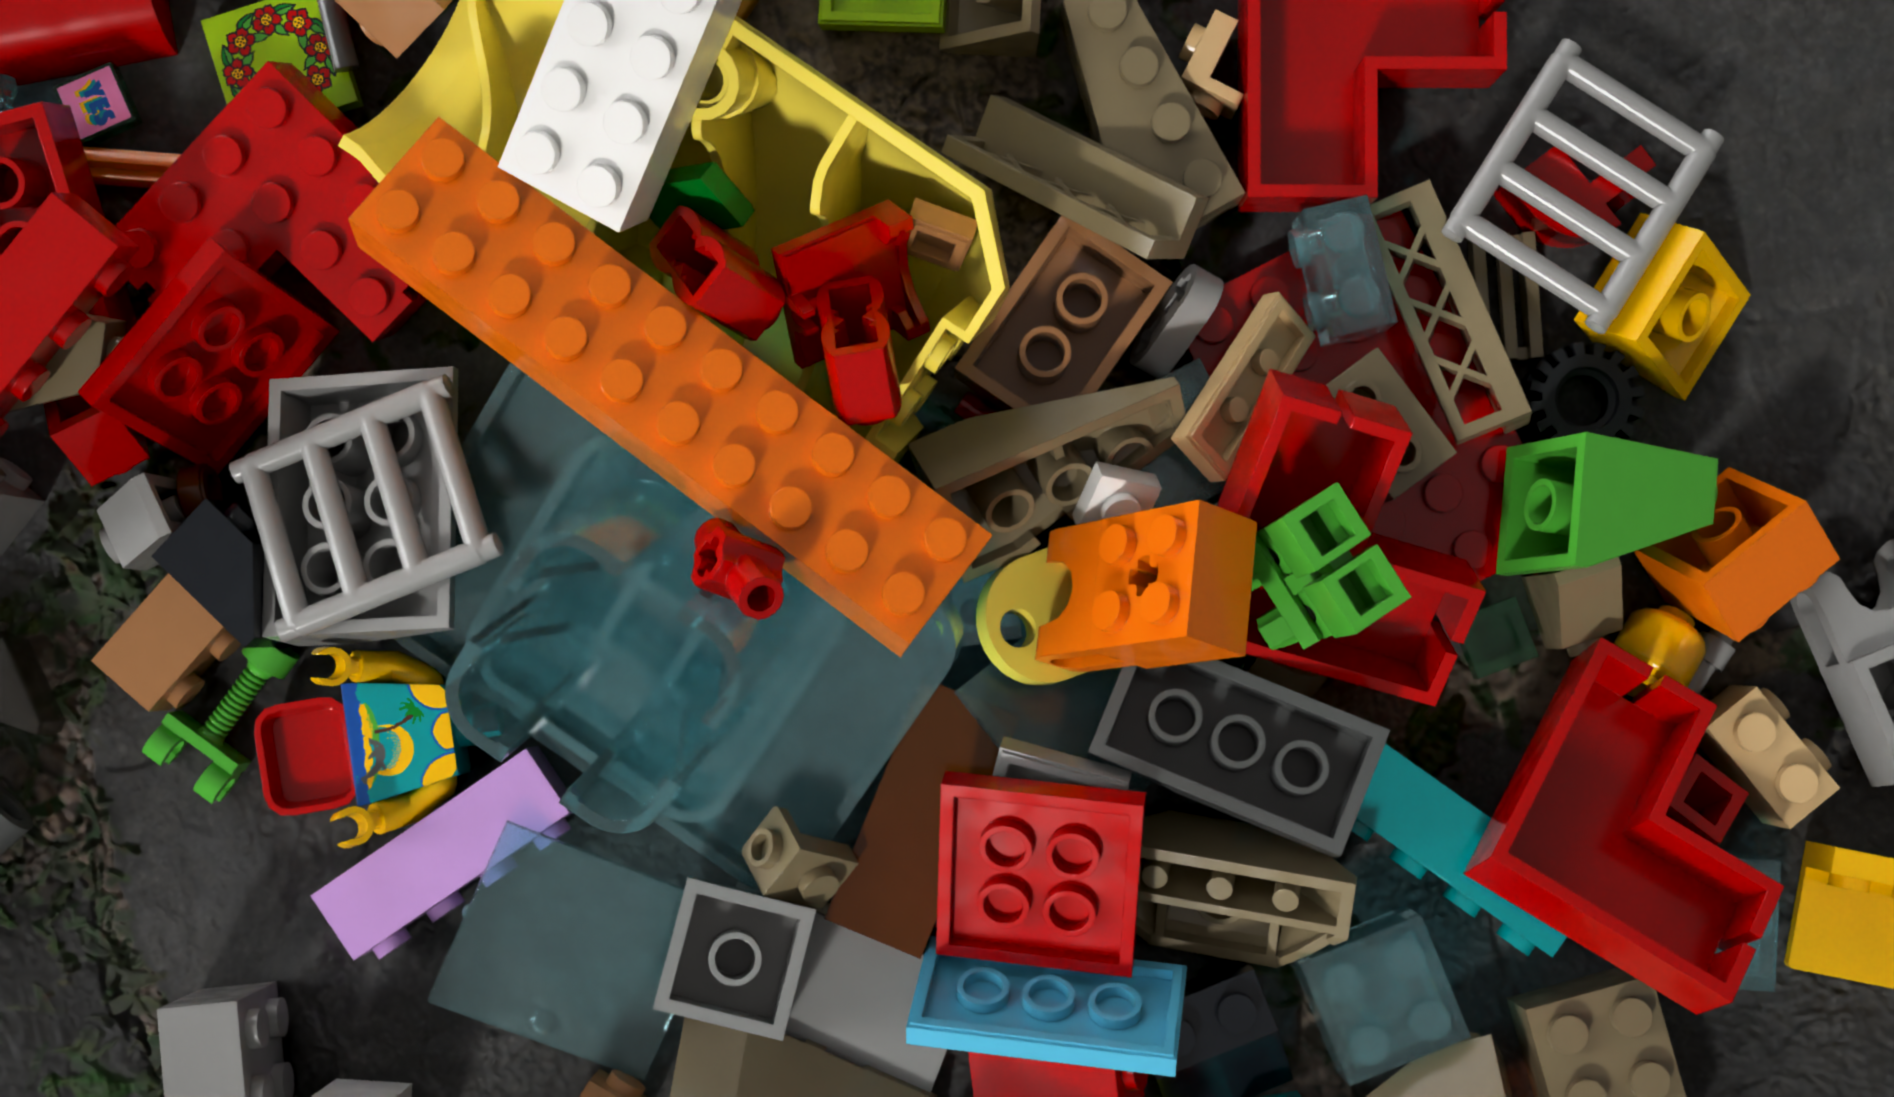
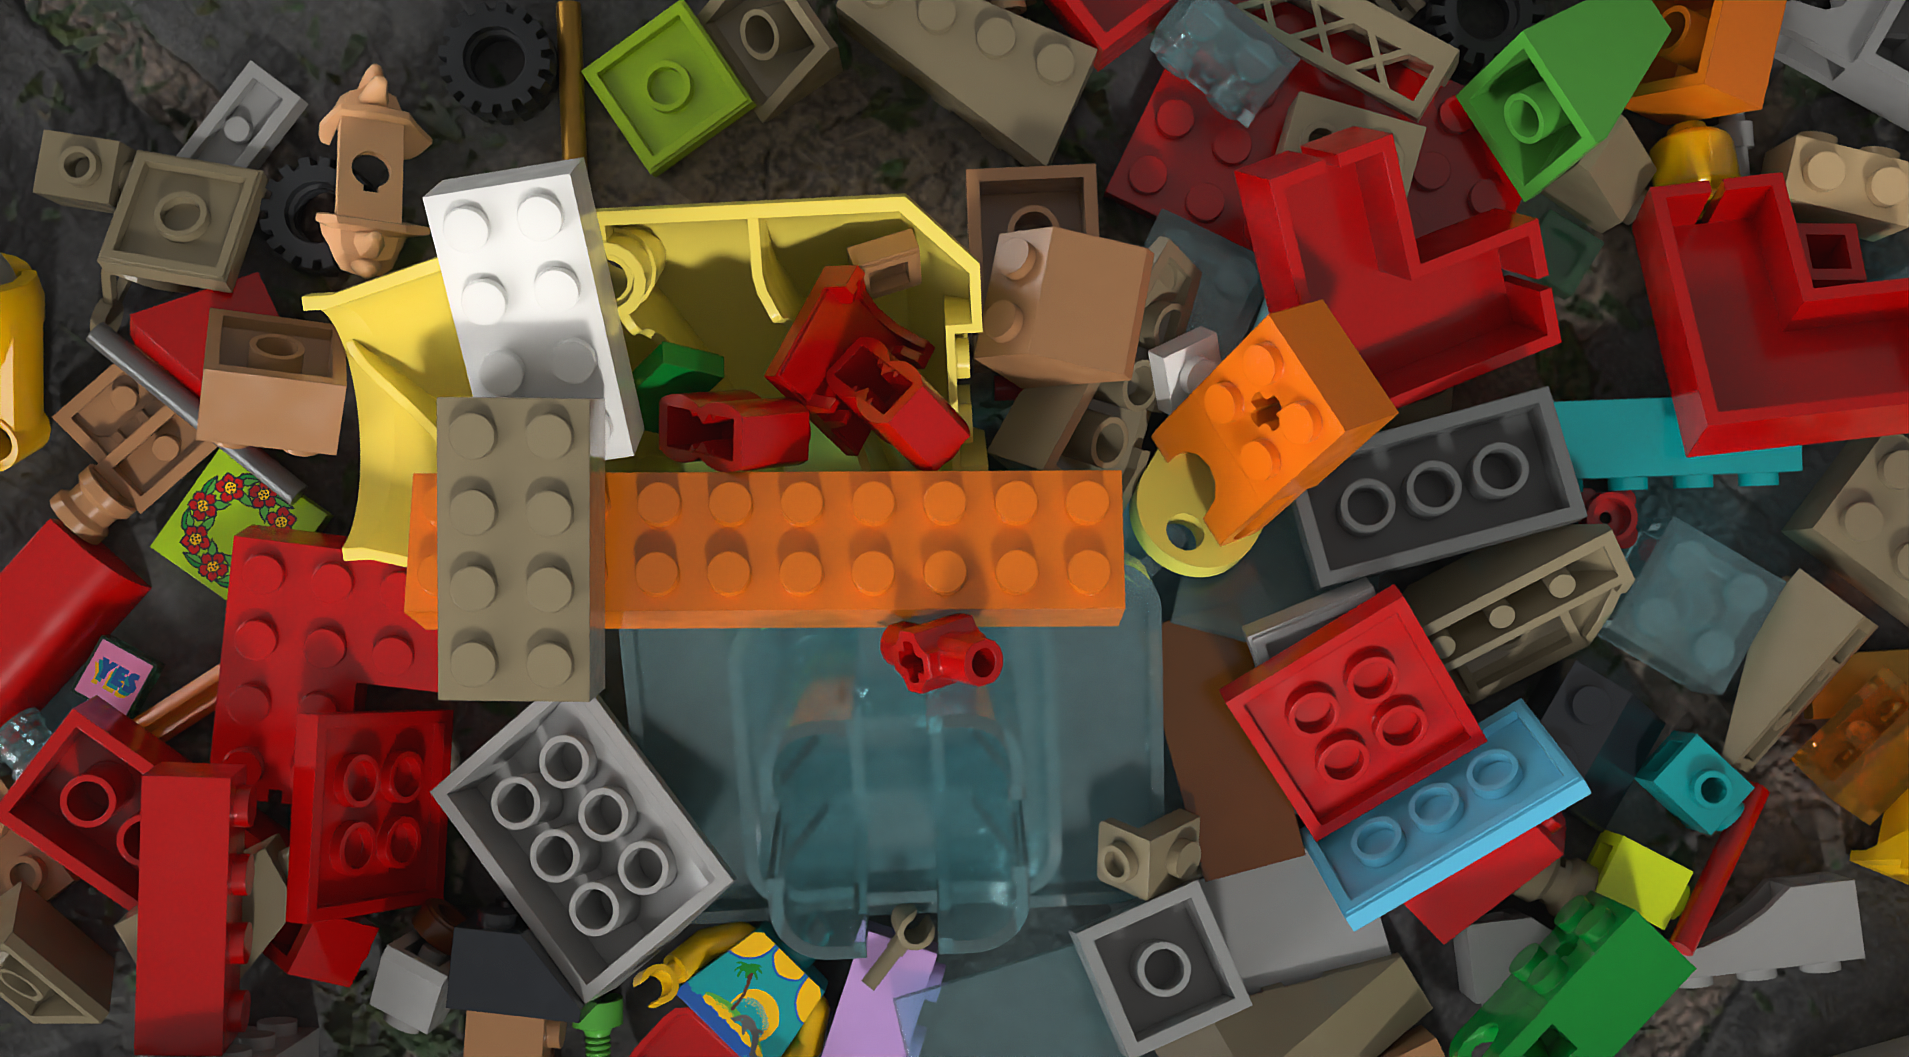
camera: 40 degrees left, 0 degrees up
(418, 569) = (671, 852): light grey bar -> none
(472, 236) = (521, 548): none -> dark tan brick
(543, 781) = (904, 939): none -> dark tan hand
(1051, 375) = (1063, 308): none -> medium nougat slope
(1081, 180) = (961, 136): dark tan fence -> none
(1176, 321) = (1121, 188): light grey beam -> none
(1220, 415) = (1214, 215): tan tile -> none
(1315, 578) = (1401, 308): bright green hips -> none
(1389, 875) = (1621, 509): none -> red plate

